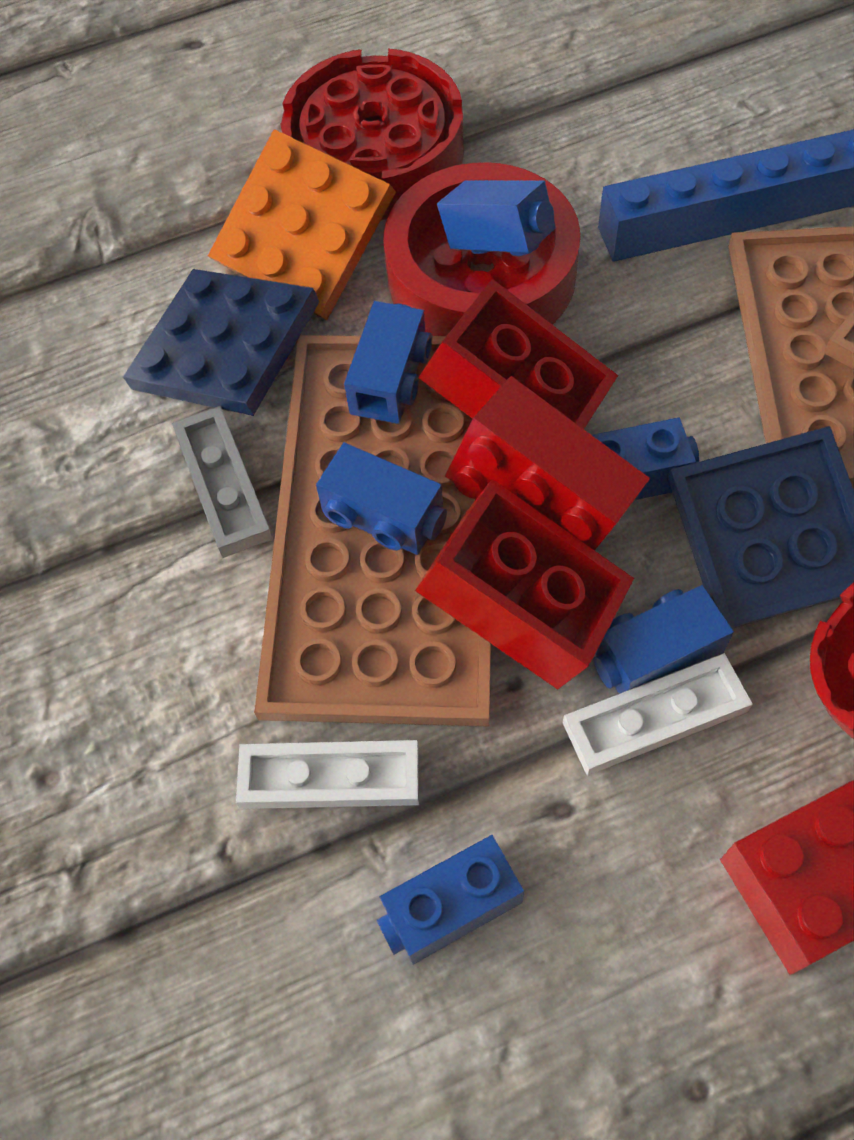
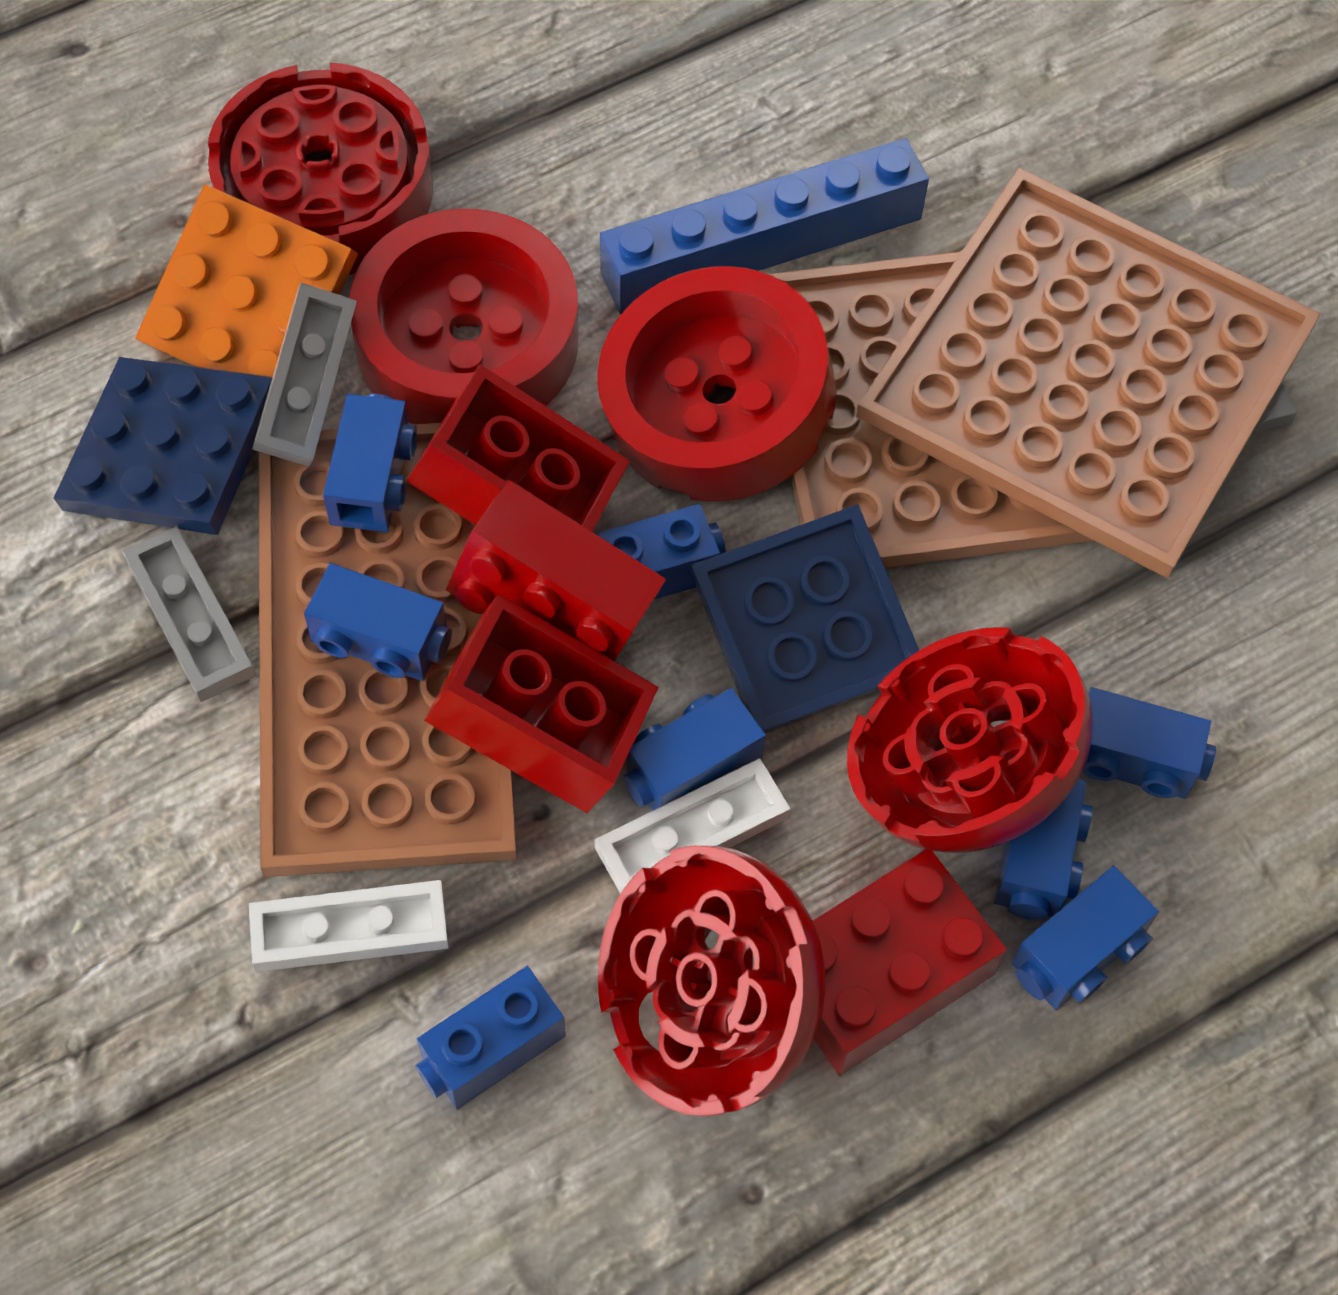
camera: 15 degrees left, 0 degrees up
(340, 285) = (304, 375): none -> light grey plate
(497, 216) = (479, 280): blue brick -> none
(724, 275) = (729, 331): none -> red brick
(746, 910) = (725, 1024): none -> red brick

